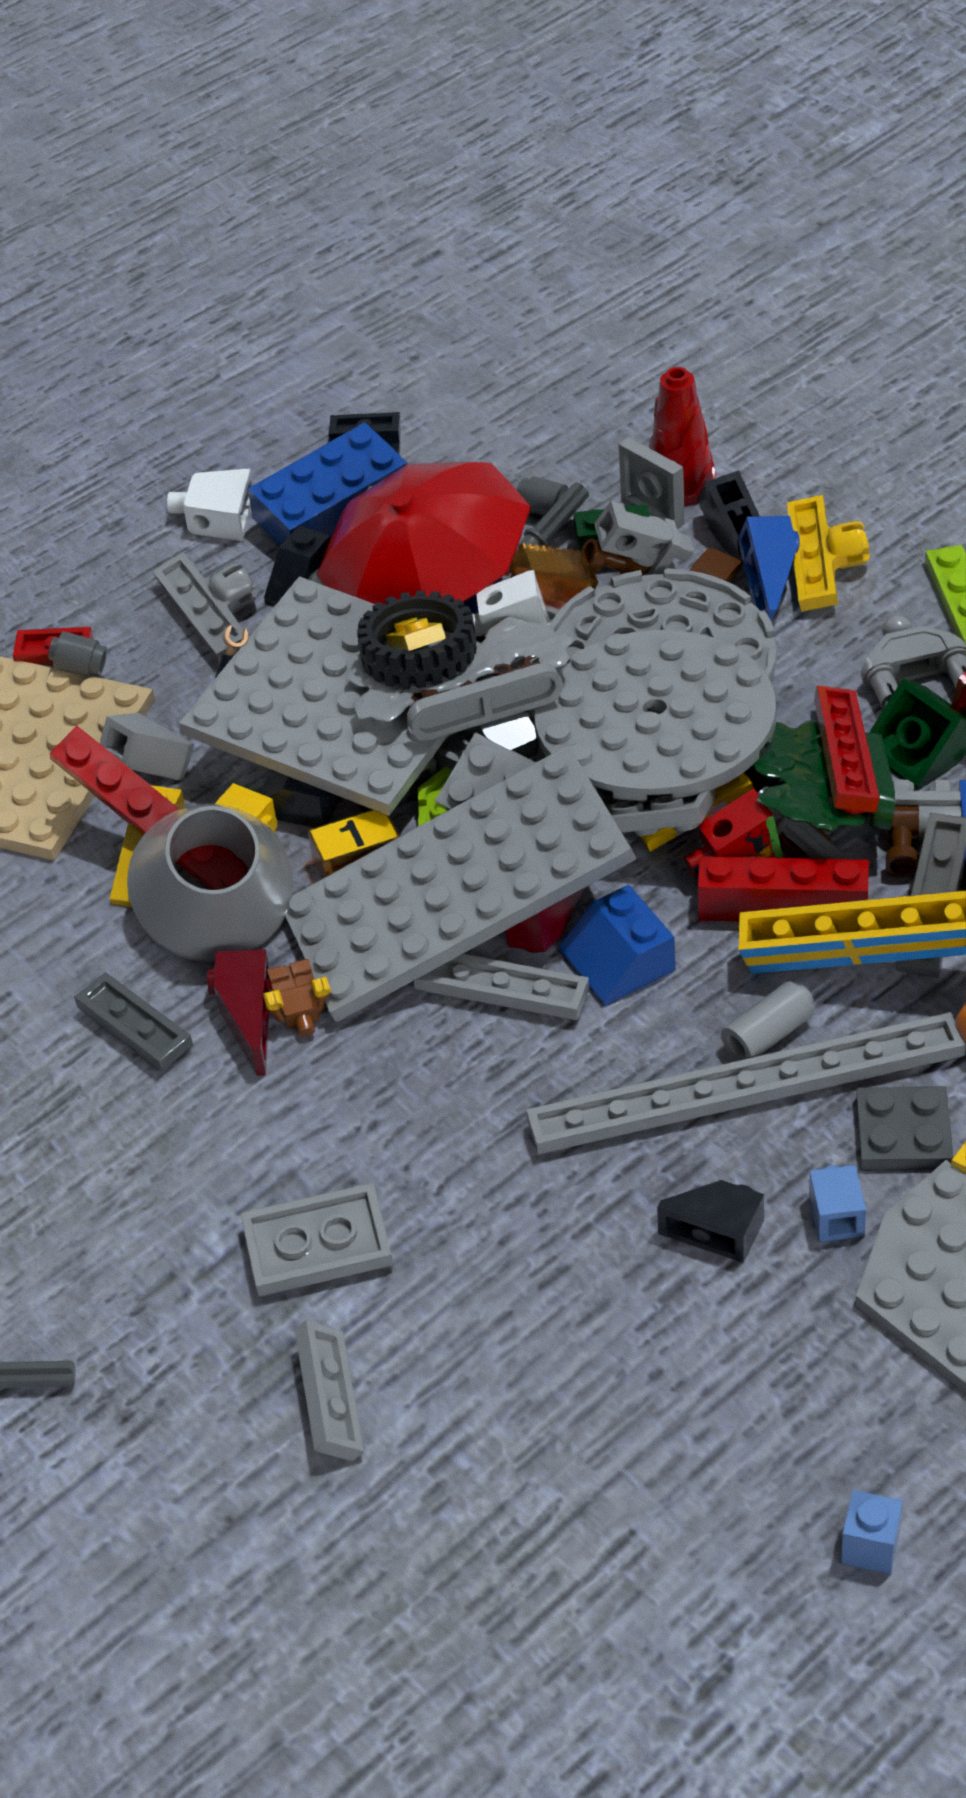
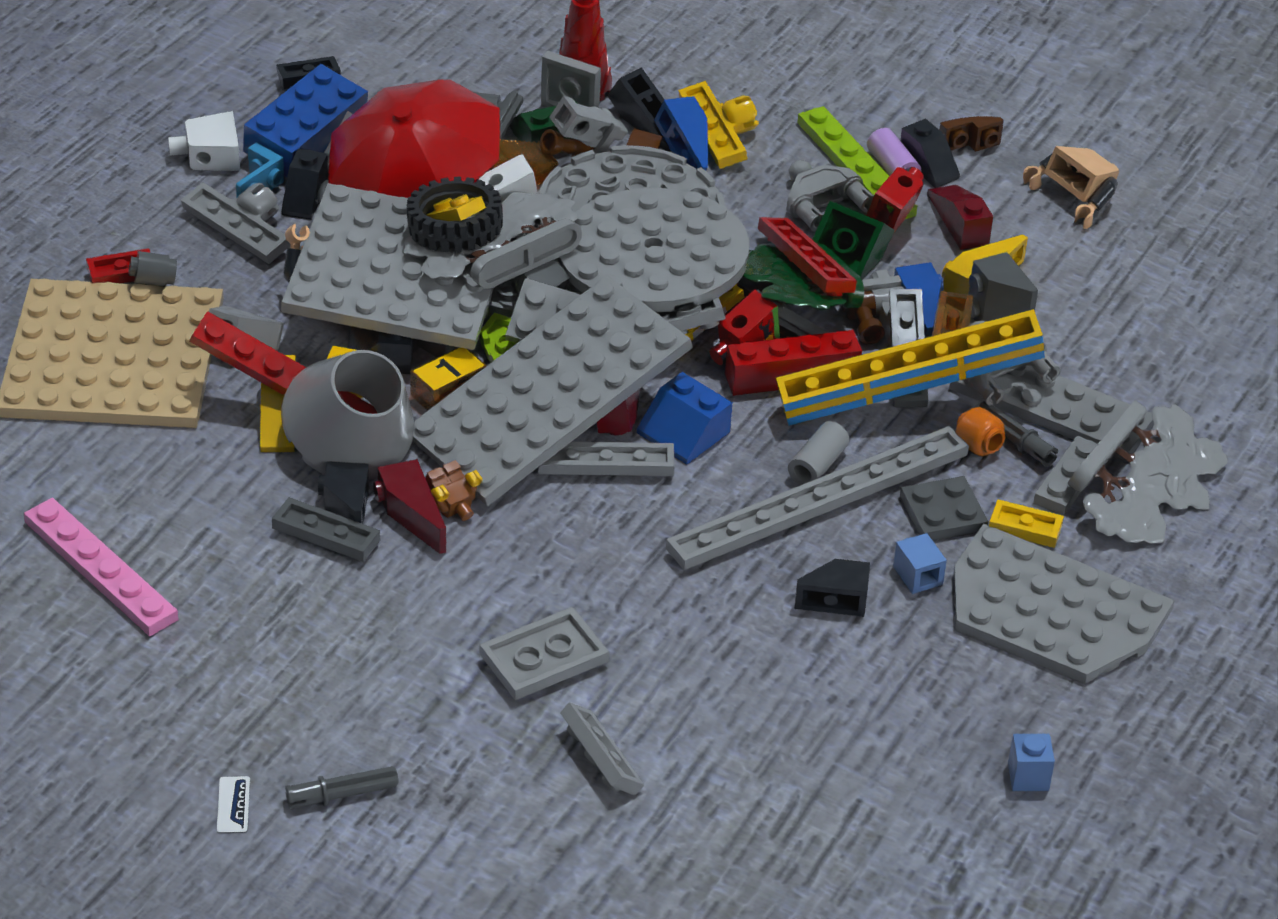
camera: 25 degrees left, 5 degrees down
(176, 976) = (345, 489): none -> black slope
(261, 547) = (264, 168): none -> dark azure bracket

